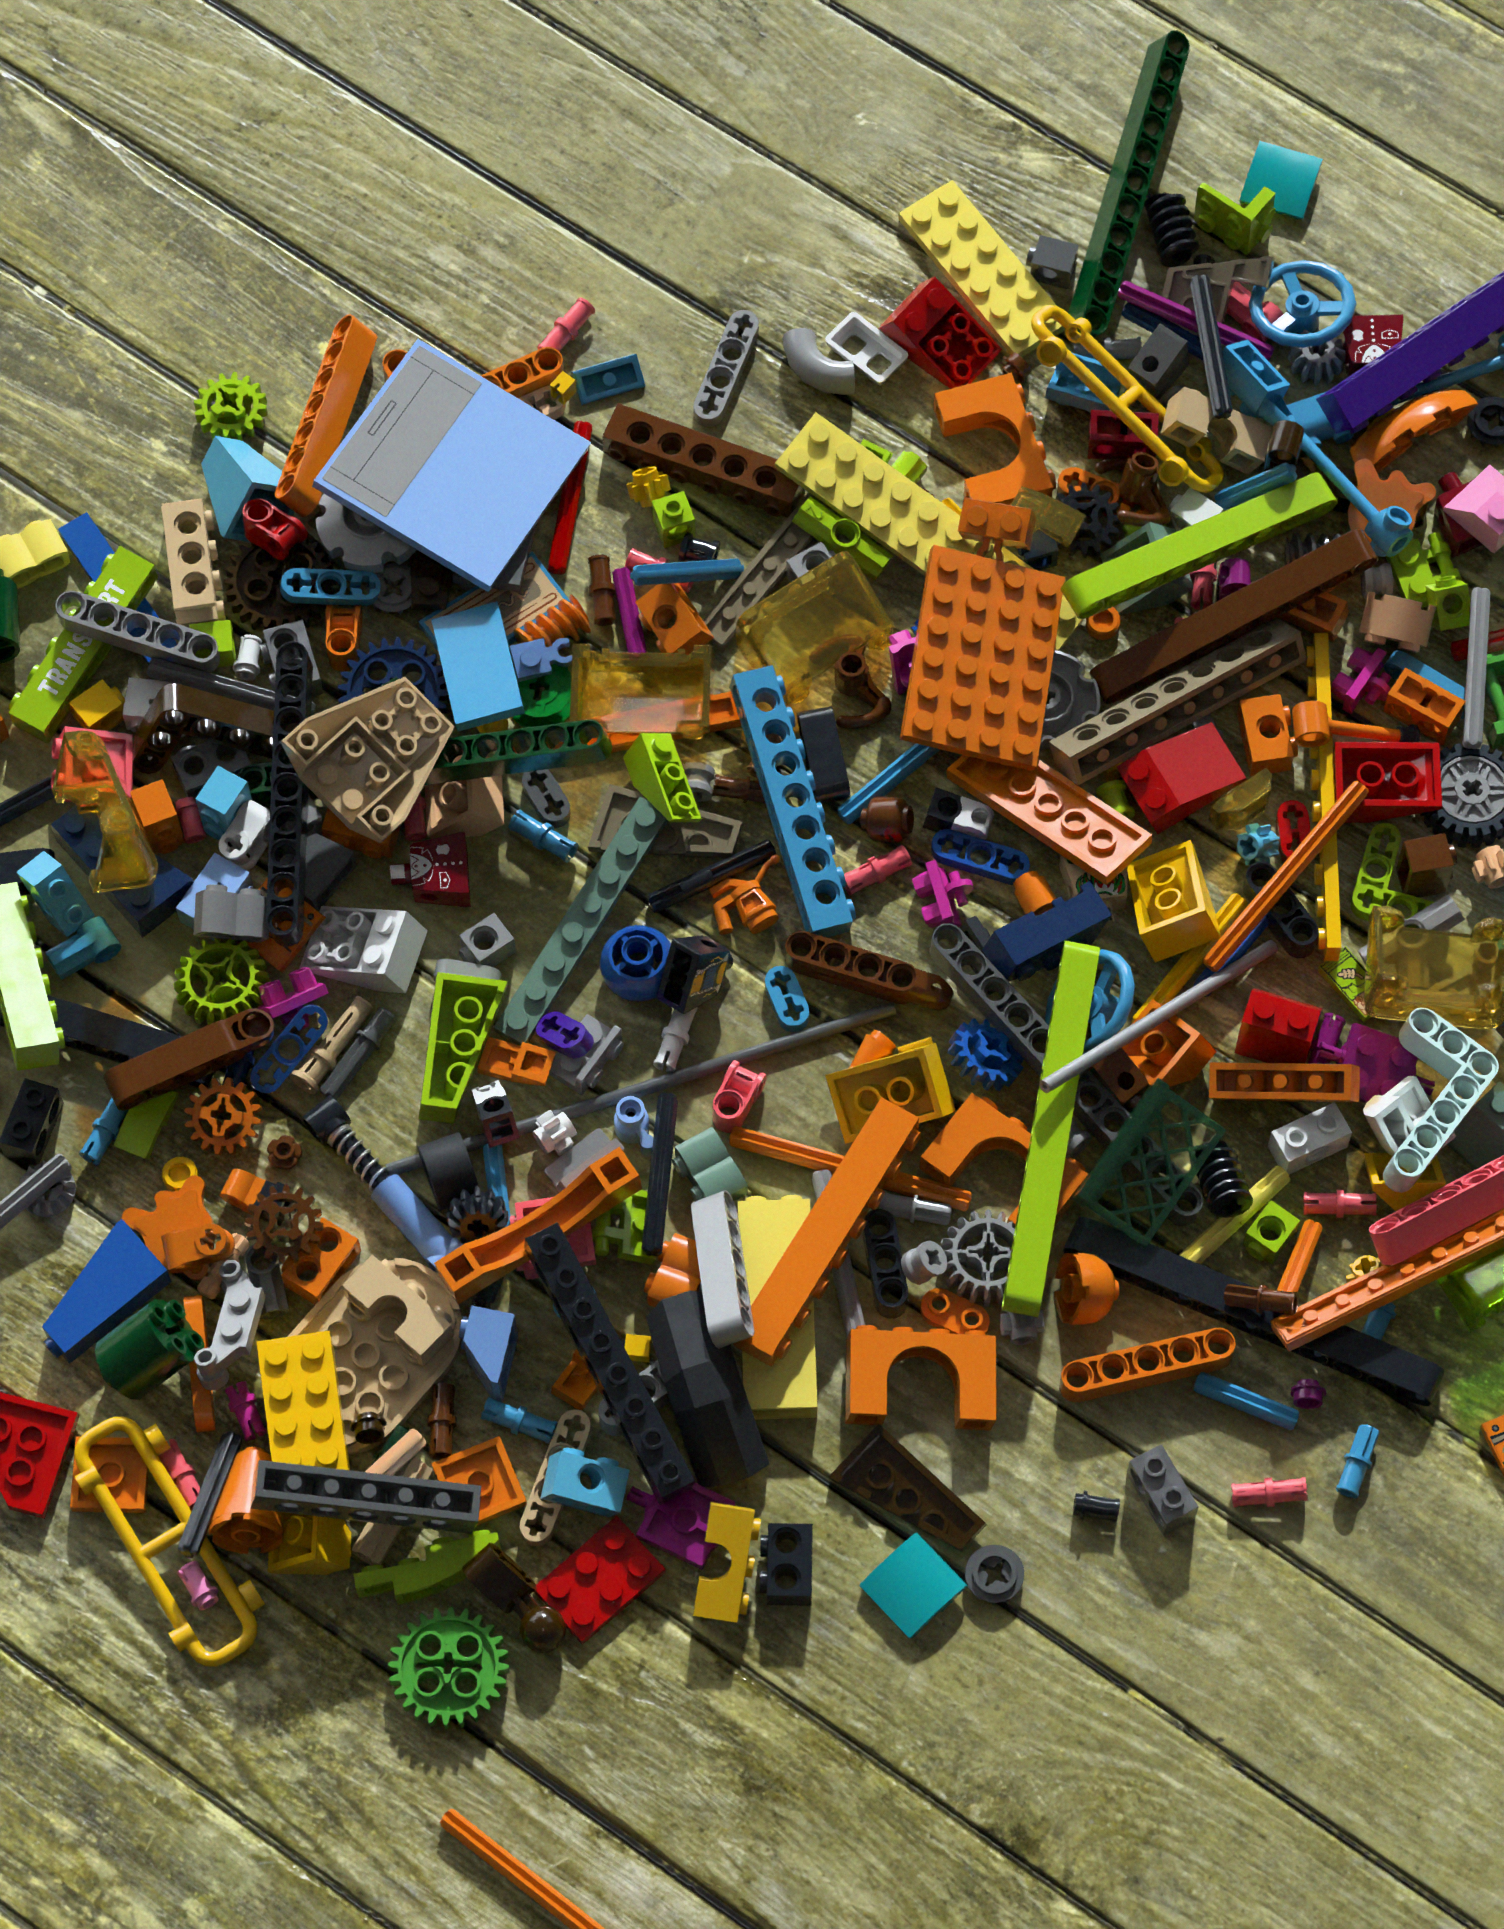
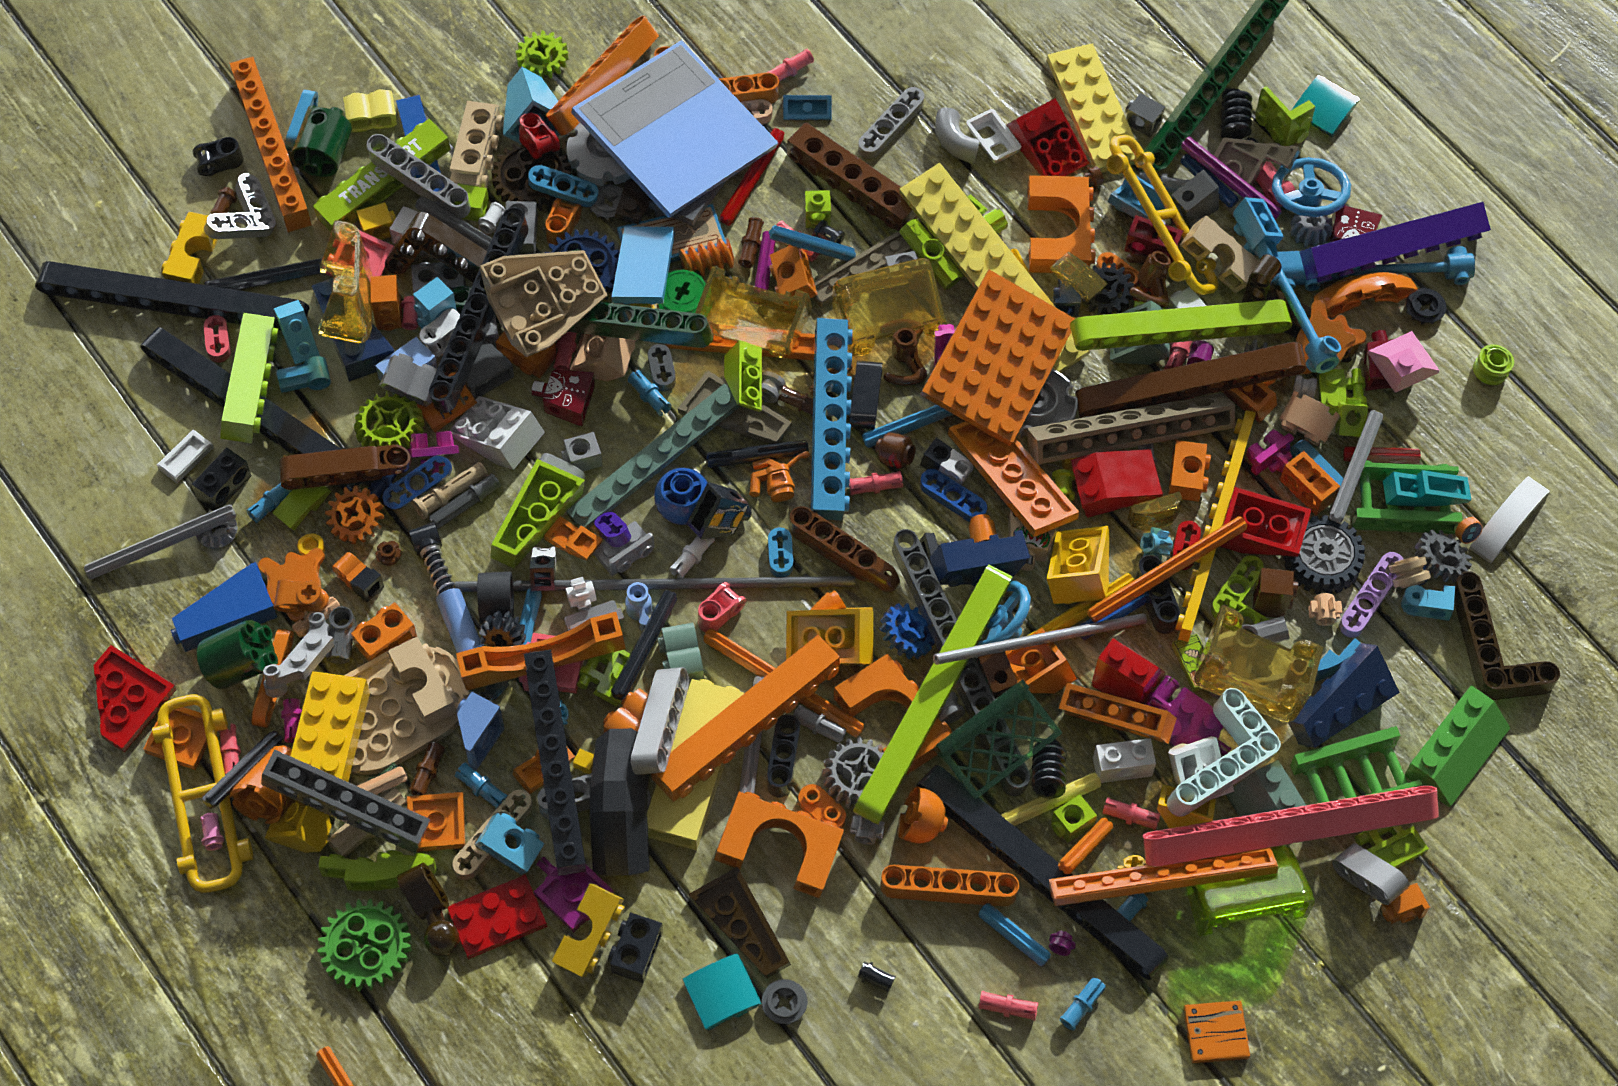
camera: 15 degrees right, 5 degrees down
(273, 1212) = (374, 593): reddish brown gear -> none
(368, 1428) = (371, 757): dark brown plate -> none
(534, 659) = (684, 271): medium blue plate -> none
(564, 386) = (772, 101): yellow piece -> none
(648, 485) = (807, 181): yellow gear -> none
(924, 1262) = (810, 762): light grey wheel -> none
(936, 882) = (921, 511): dark pink hips -> none
(996, 525) = (1039, 270): orange brick -> none
(1103, 624) = (1097, 362): orange tile -> none
(1162, 1489) = (929, 978): flat silver brick -> none
(1211, 346) = (1235, 196): black axle -> none
(1256, 486) = (1251, 294): dark azure axle -> none
(1261, 1299) = (1047, 861): reddish brown axle -> none
(1314, 727) = (1223, 471): orange piece -> none

